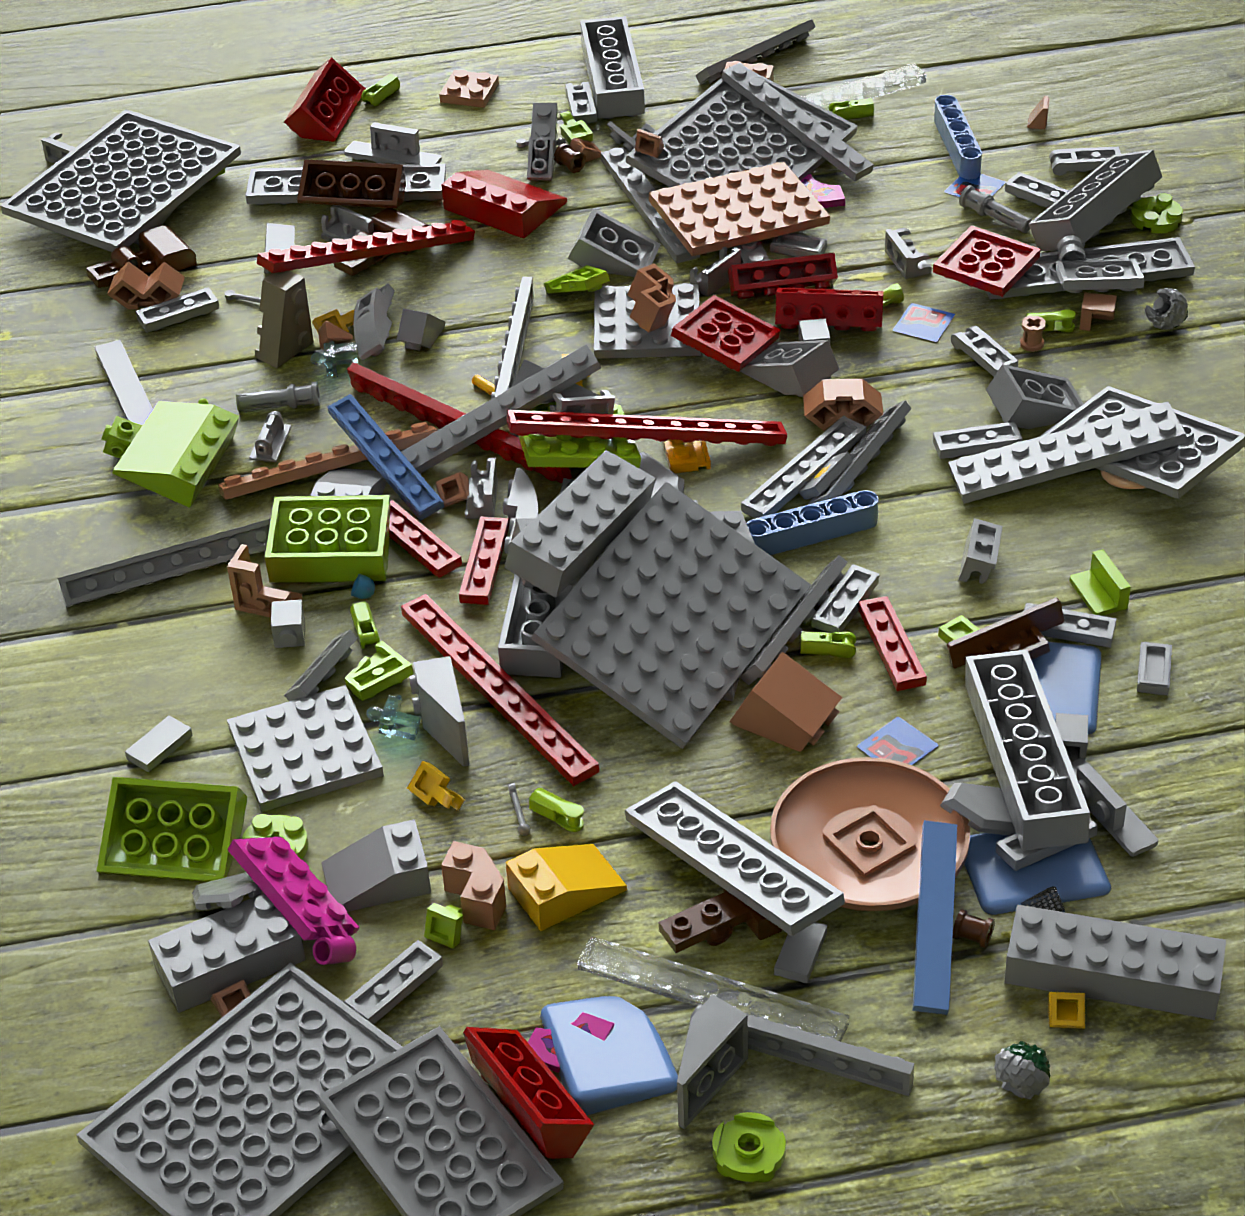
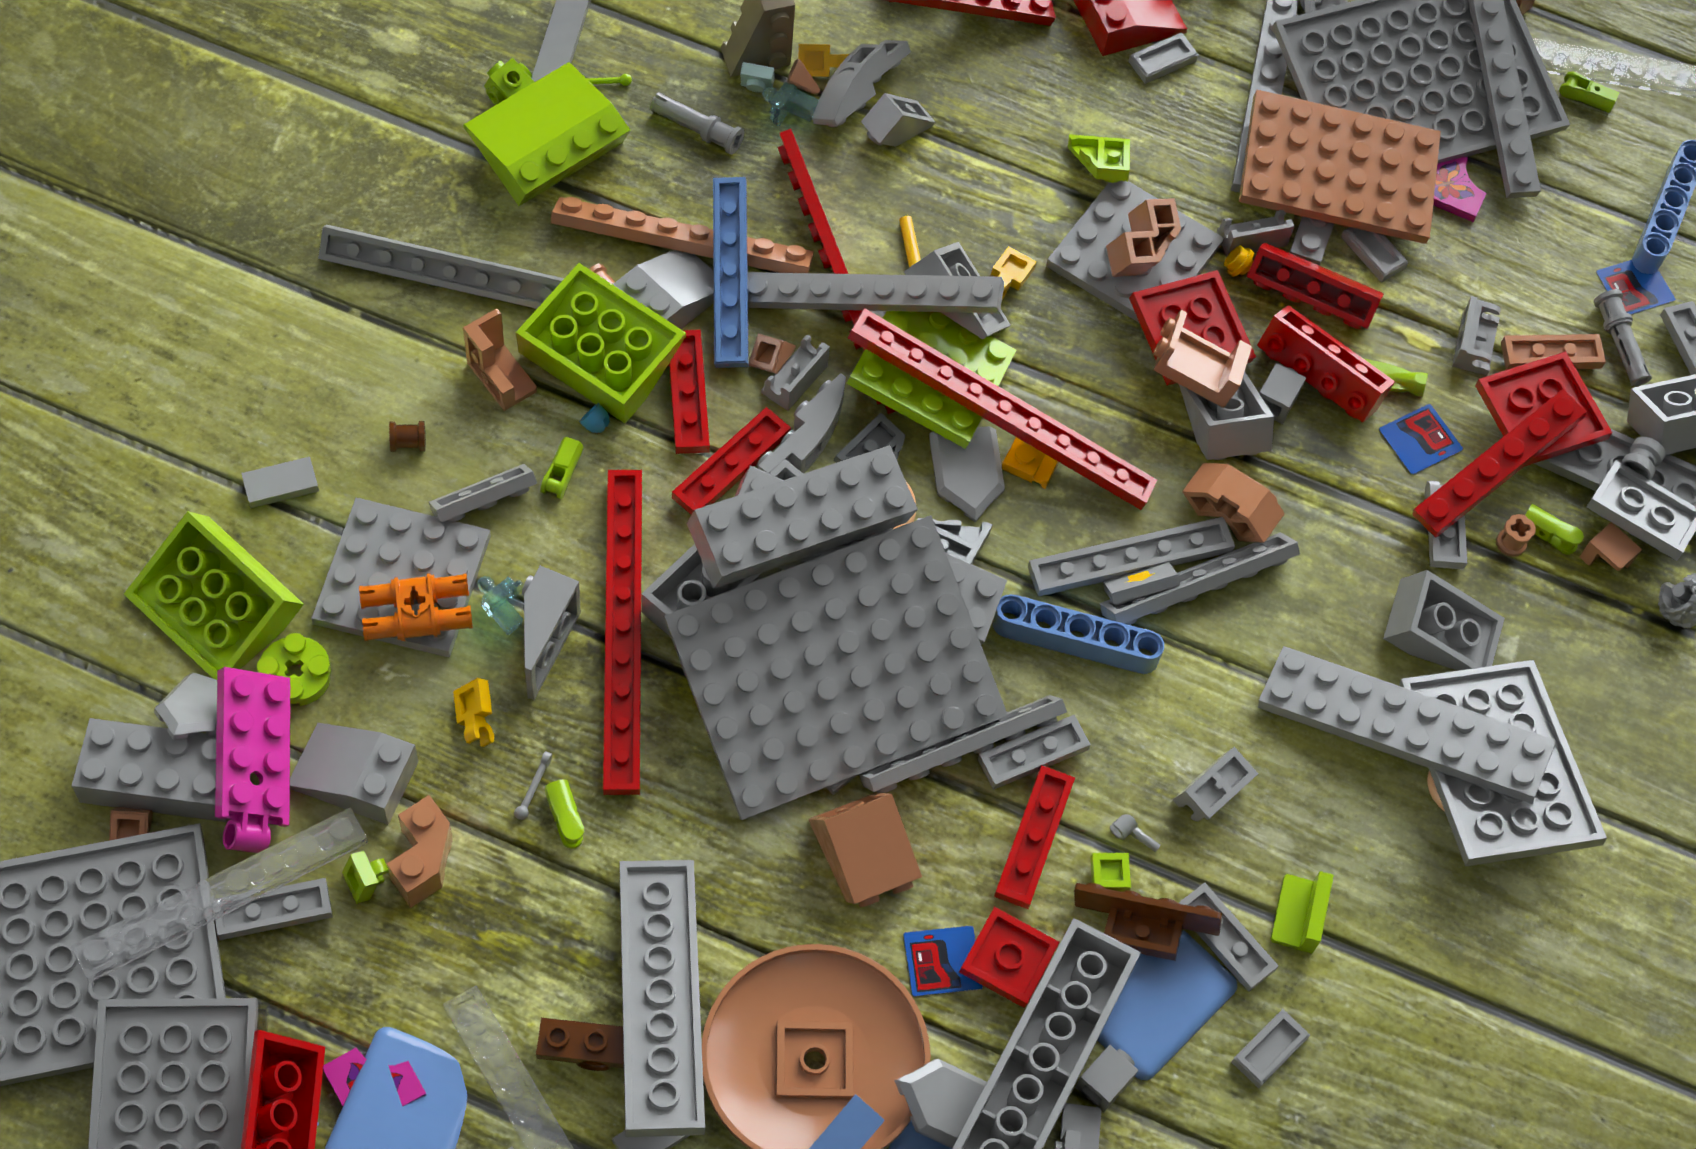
camera: 25 degrees right, 20 degrees up
(233, 665) = (407, 436): none -> reddish brown bush
(271, 438) = (650, 172): light grey hinge -> none
(288, 623) = (491, 419): light grey brick -> none
(299, 353) = (756, 77): none -> light aqua plate
(337, 746) = (404, 621): none -> orange pin
(346, 994) = (219, 895): none -> clear plate
(378, 672) = (529, 534): lime wing -> none
(515, 337) = (974, 199): plate -> none
(561, 882) = (506, 902): yellow slope -> none
(565, 219) = (1163, 58): none -> light grey tile
(593, 404) = (957, 346): light grey hinge -> none
(612, 246) = (1175, 133): light grey slope -> none
(649, 143) = (1305, 24): nougat slope -> none
(721, 288) = (1239, 261): none -> yellow plate
(773, 341) = (1200, 363): none -> panel
(823, 643) = (969, 789): lime bar -> none
(939, 245) = (1582, 349): none -> nougat plate
(941, 713) = (1009, 957): none -> red plate
(945, 605) = (1127, 825): none -> light grey hand
(975, 439) = (1337, 638): light grey plate -> none
(989, 296) = (1499, 463): none -> red plate

